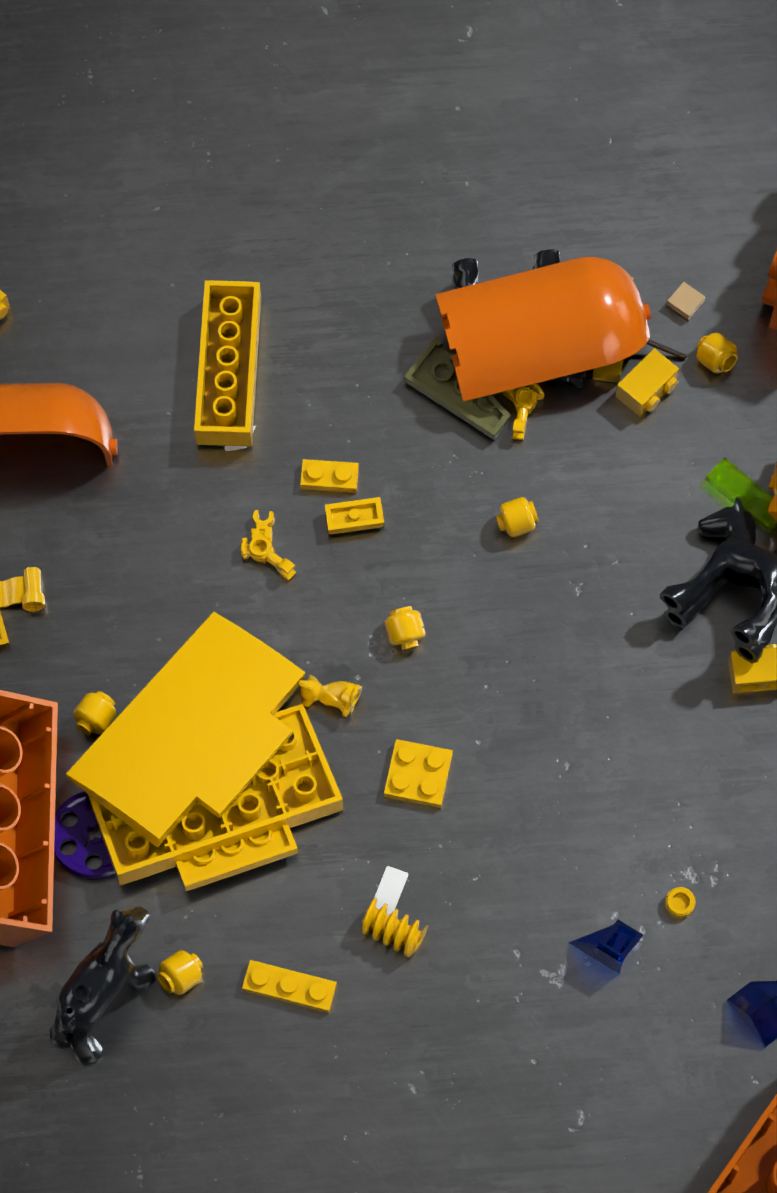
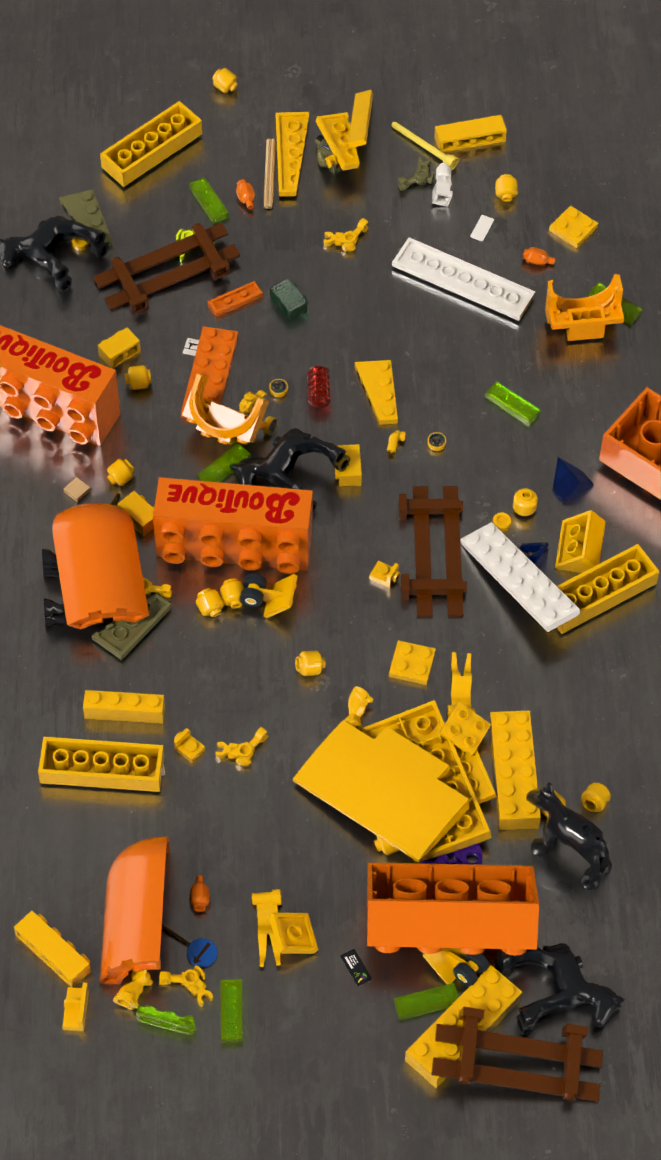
camera: 90 degrees left, 10 degrees down
(38, 503) = (199, 894): none -> orange plant
(94, 713) = (364, 853): yellow head -> none
(192, 1038) = (595, 797): none -> yellow head
(235, 918) = (513, 769): none -> yellow brick
(267, 475) = (188, 745): none -> yellow bracket
(289, 986) = (557, 742): yellow plate -> none
(290, 839) = (464, 728): none -> yellow bracket
(322, 386) = (124, 706): none -> yellow brick
(329, 476) = (191, 708): yellow plate -> none
(354, 515) = (224, 692): yellow plate -> none
(370, 844) = (461, 684): none -> yellow flag
(390, 888) = (493, 684): white sticker -> none
(392, 928) = (520, 677): yellow piece -> none
(499, 486) = (209, 602): none -> yellow head
(515, 579) = (277, 598): none -> yellow plate
(556, 1048) = (609, 584): none -> yellow brick
(562, 920) = (520, 577): none -> white plate
(570, 730) = (385, 573): none -> yellow bracket
(609, 497) = (233, 524): none -> orange brick
(644, 1022) = (580, 542): none -> yellow slope
(691, 781) = (423, 585): none -> reddish brown fence
(709, 942) = (525, 502): none -> yellow head

